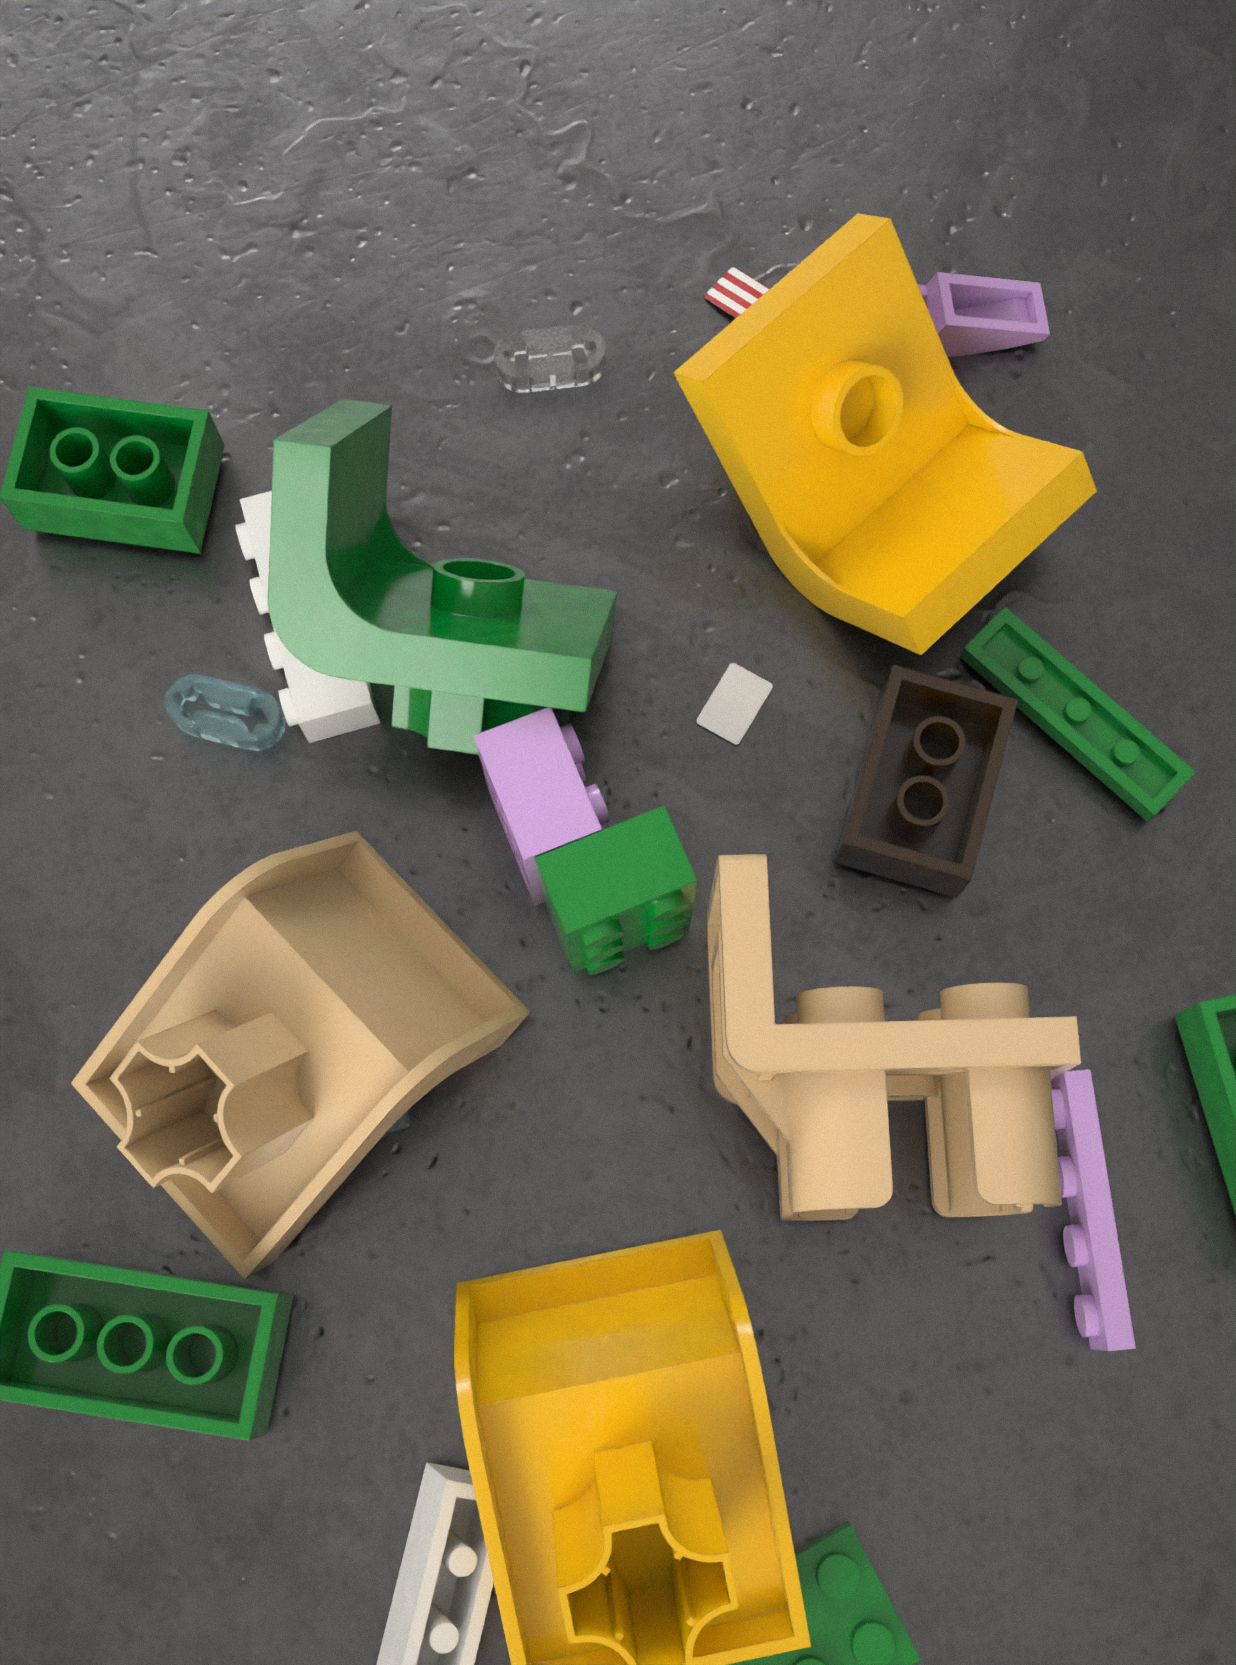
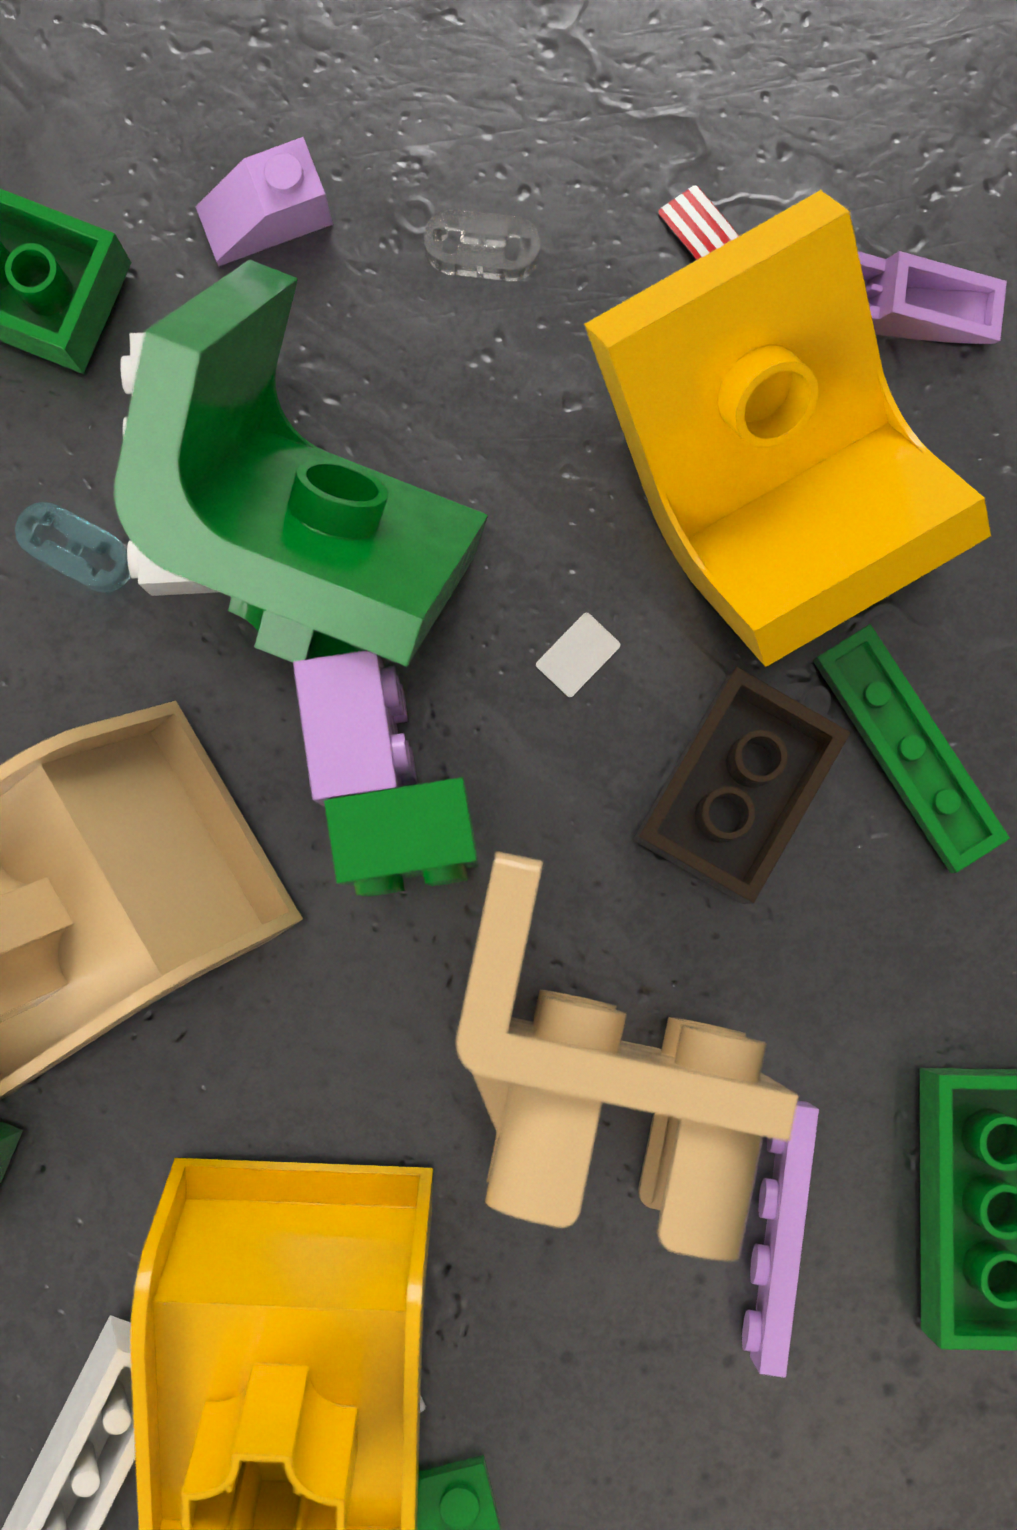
camera: 10 degrees right, 10 degrees up
(341, 358) = (264, 203): none -> lavender slope

